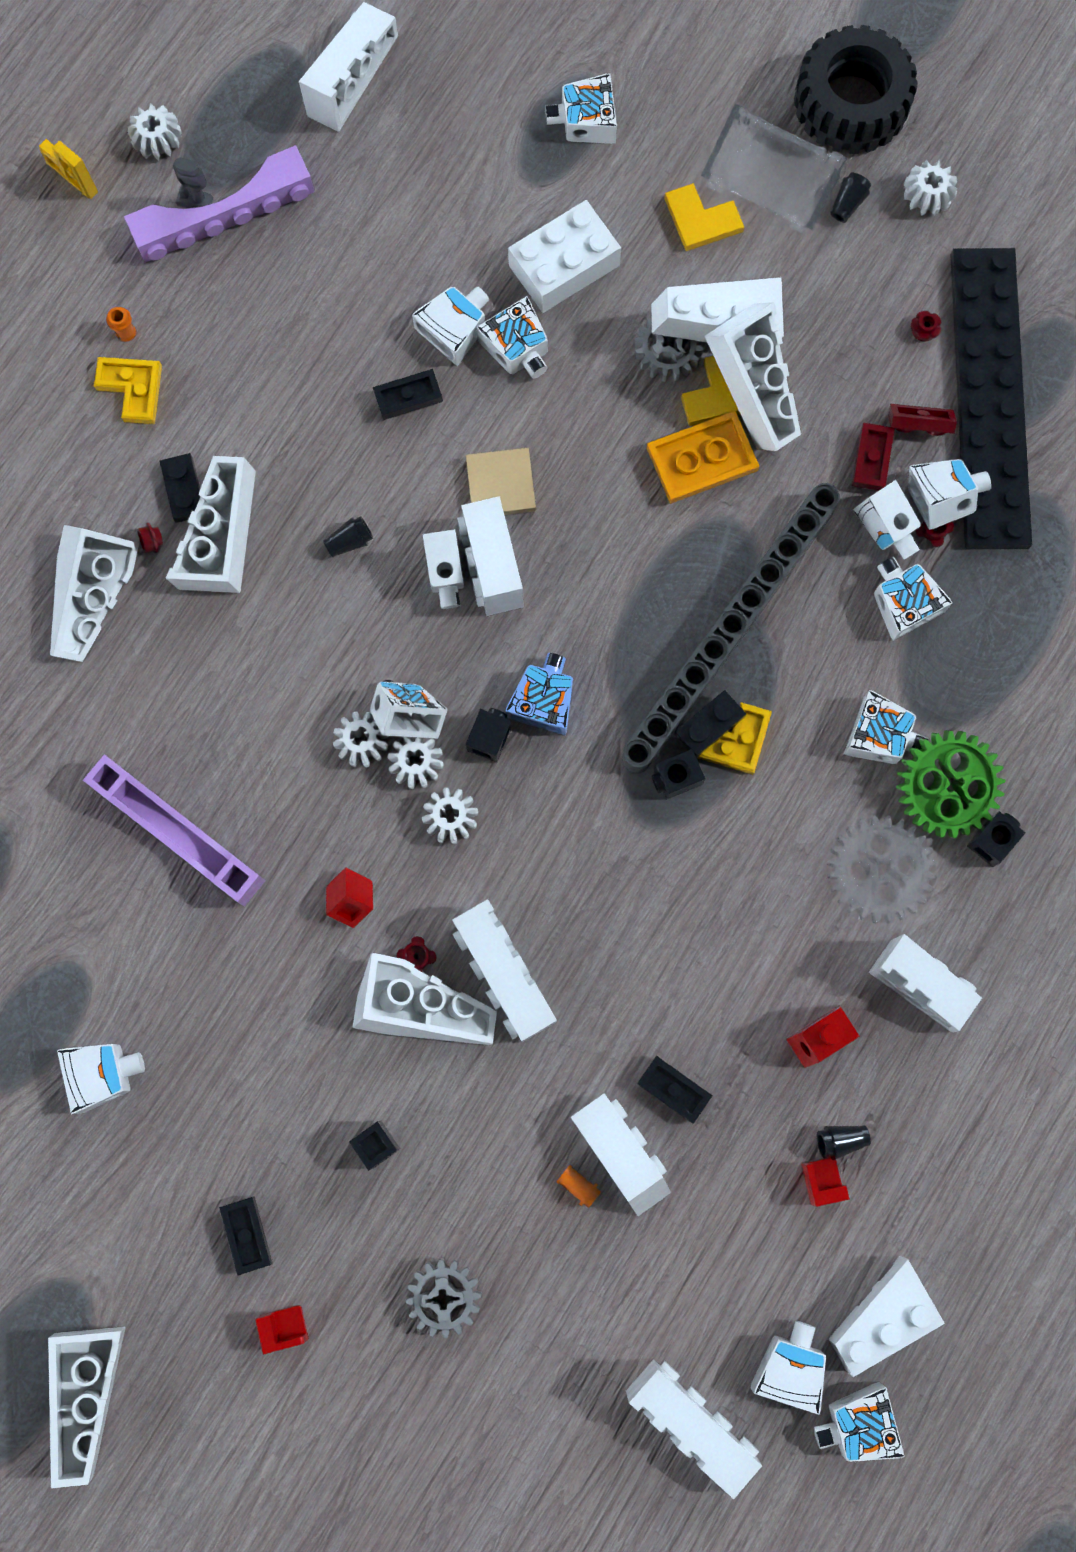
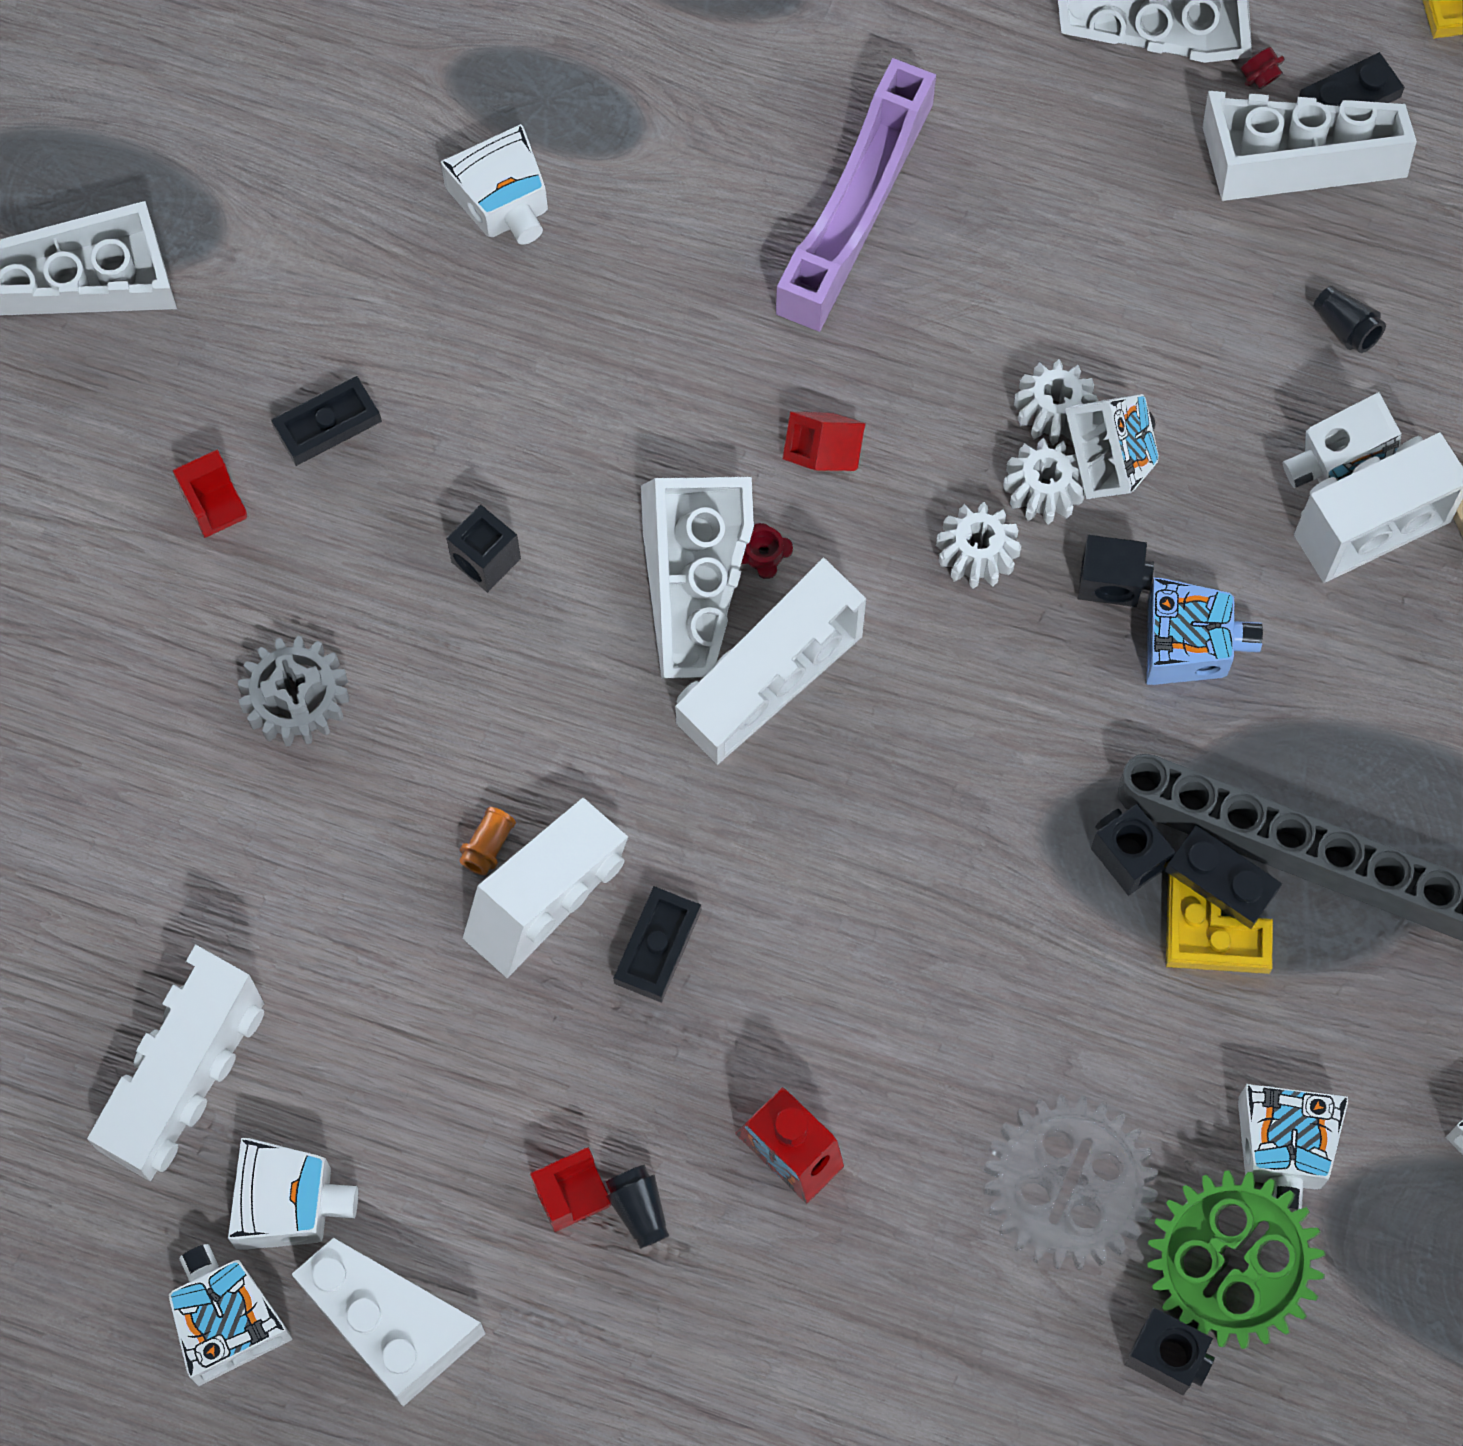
camera: 75 degrees right, 10 degrees down
(926, 983) = (911, 1278): white wedge -> none

